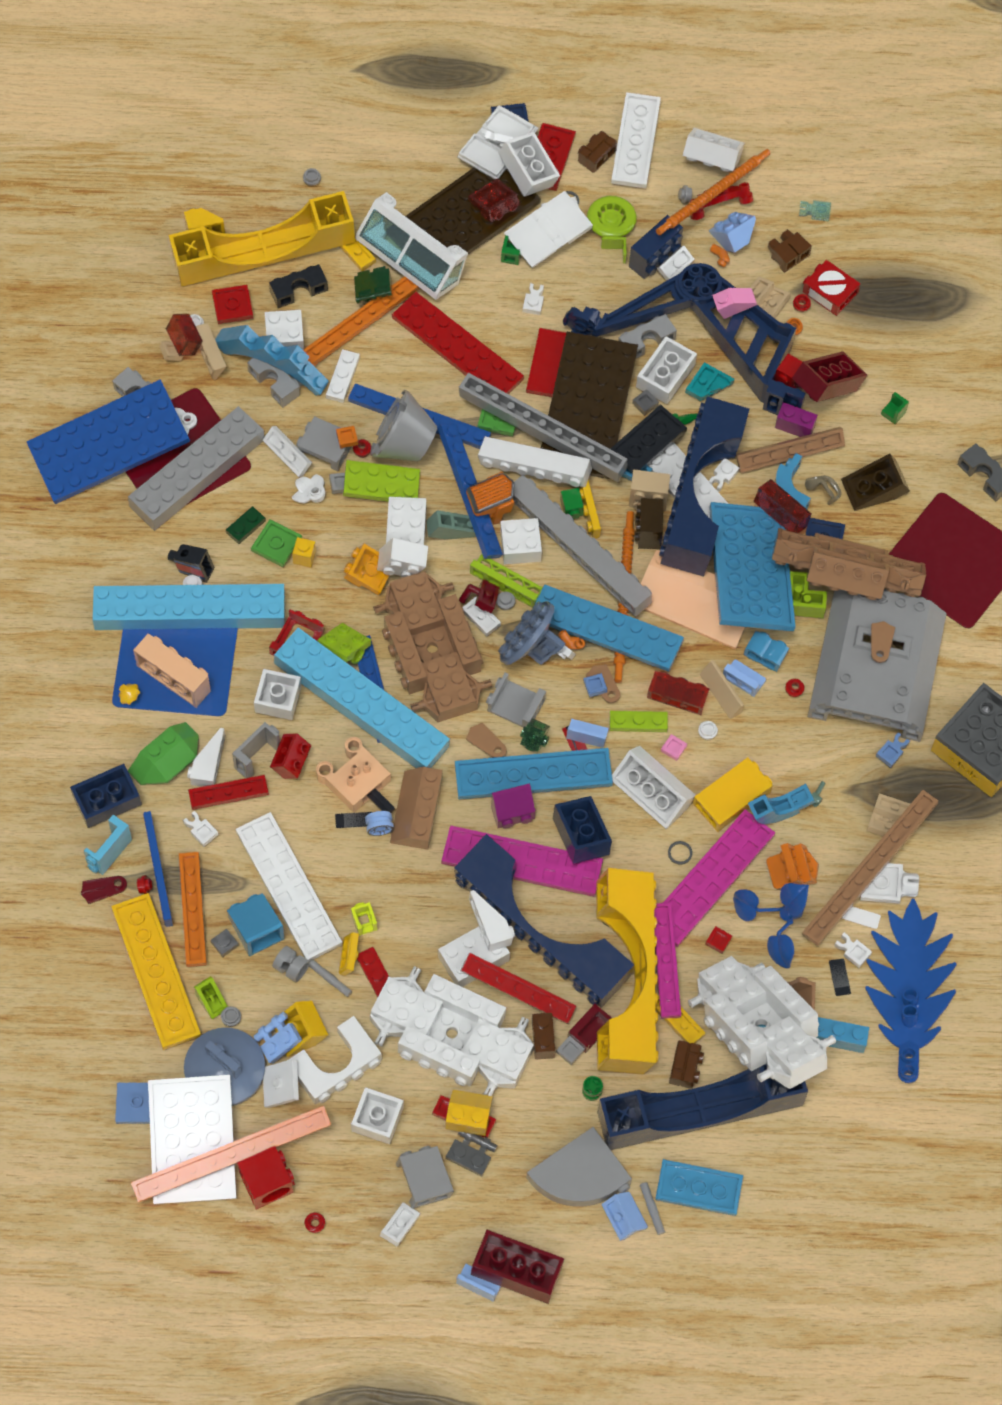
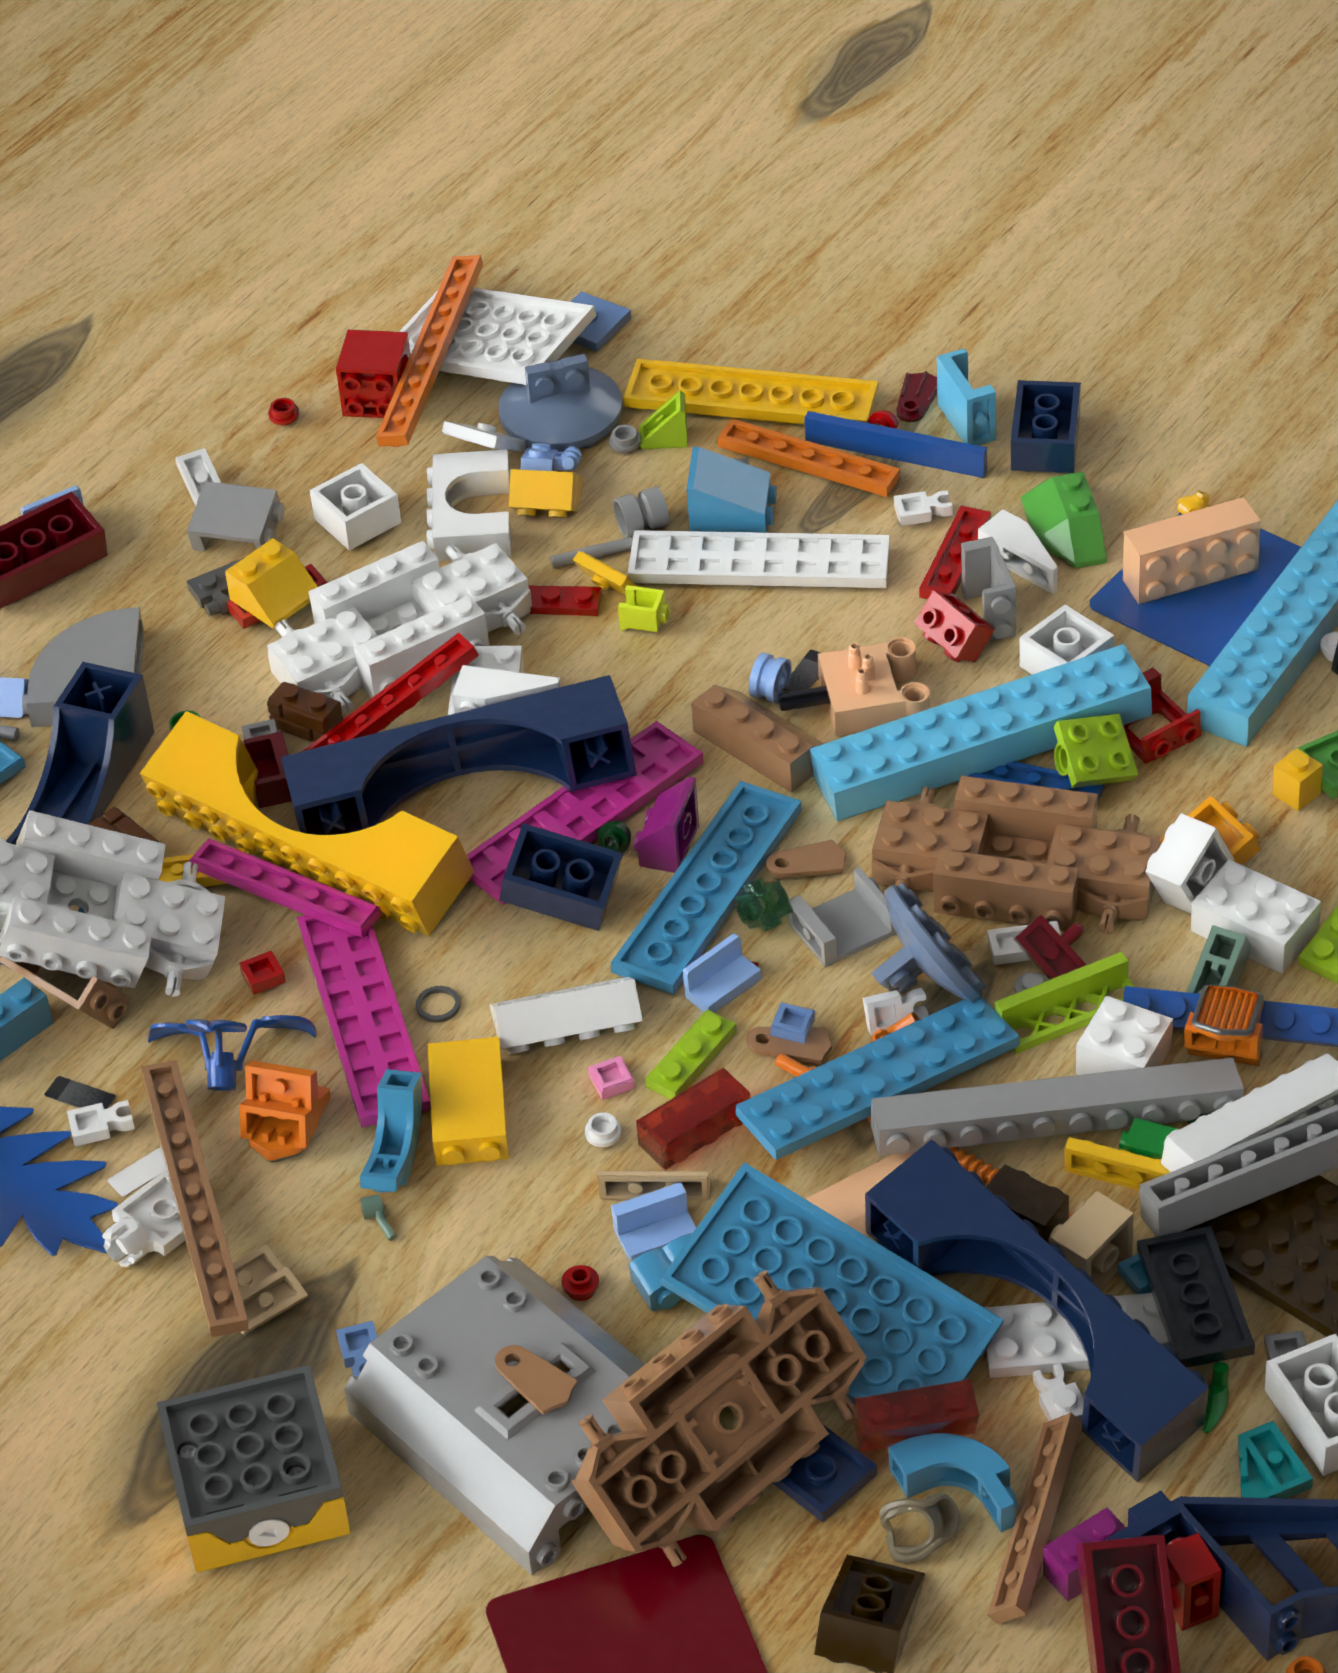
camera: 130 degrees right, 20 degrees down
(530, 833) = (614, 836): none -> dark green plate

